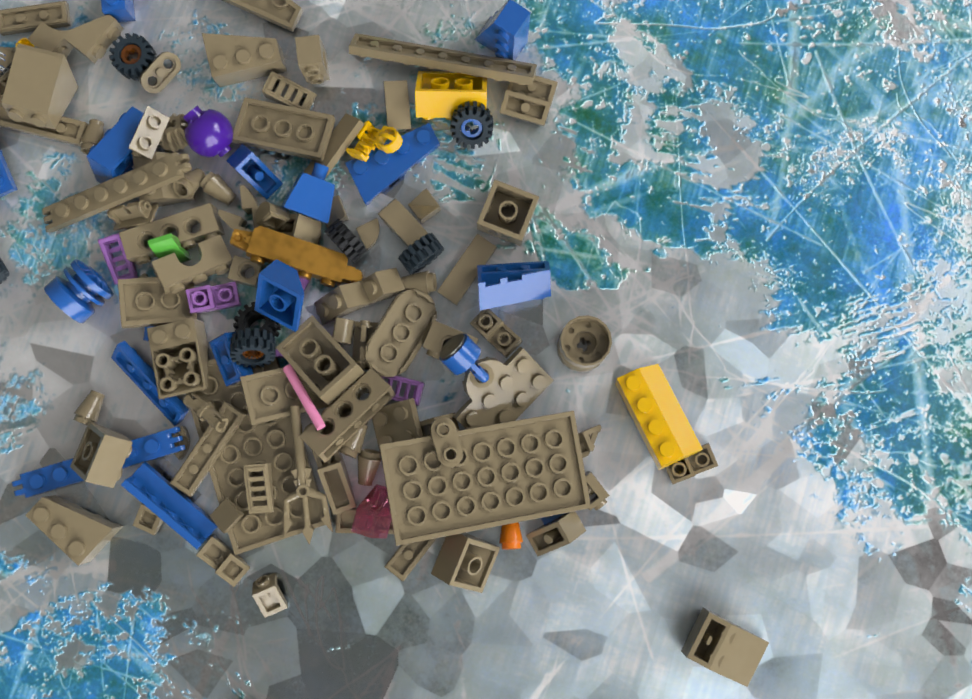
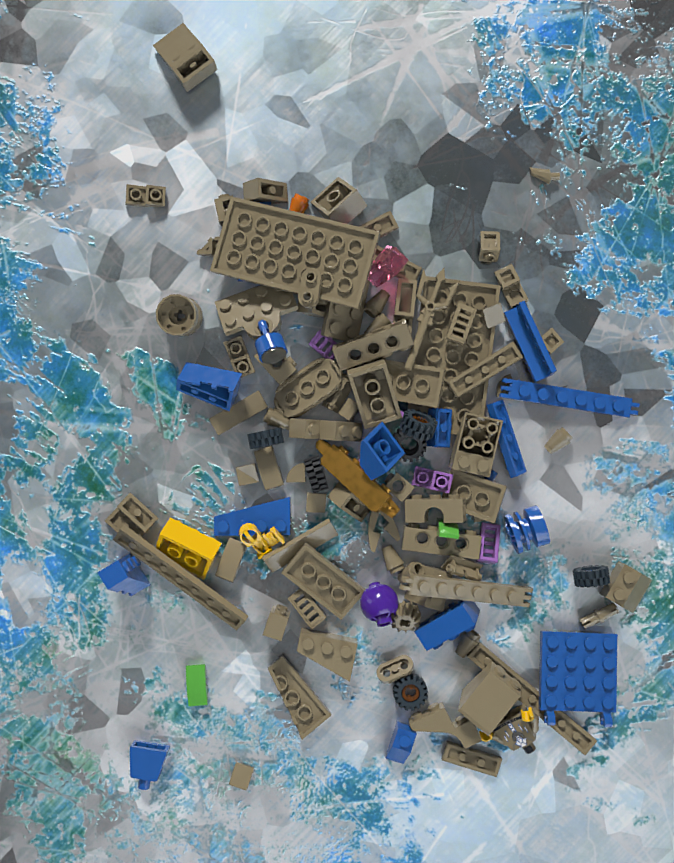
camera: 160 degrees left, 5 degrees up
(71, 528) = (607, 360): dark tan wedge -> none
(101, 455) = (563, 400): dark tan slope -> none
(148, 133) = (422, 620): hinge -> none
(205, 411) = (473, 396): dark tan pin -> none
(254, 171) = (359, 560): blue slope -> none
(272, 215) = (360, 517): dark tan brick -> none
(304, 397) = (397, 371): bright pink bar -> none
(311, 194) = (325, 518): blue torso -> none
(479, 117) = (174, 519): black bush -> none
(507, 212) = (188, 438): dark tan brick -> none
(657, 415) = (151, 239): yellow slope -> none

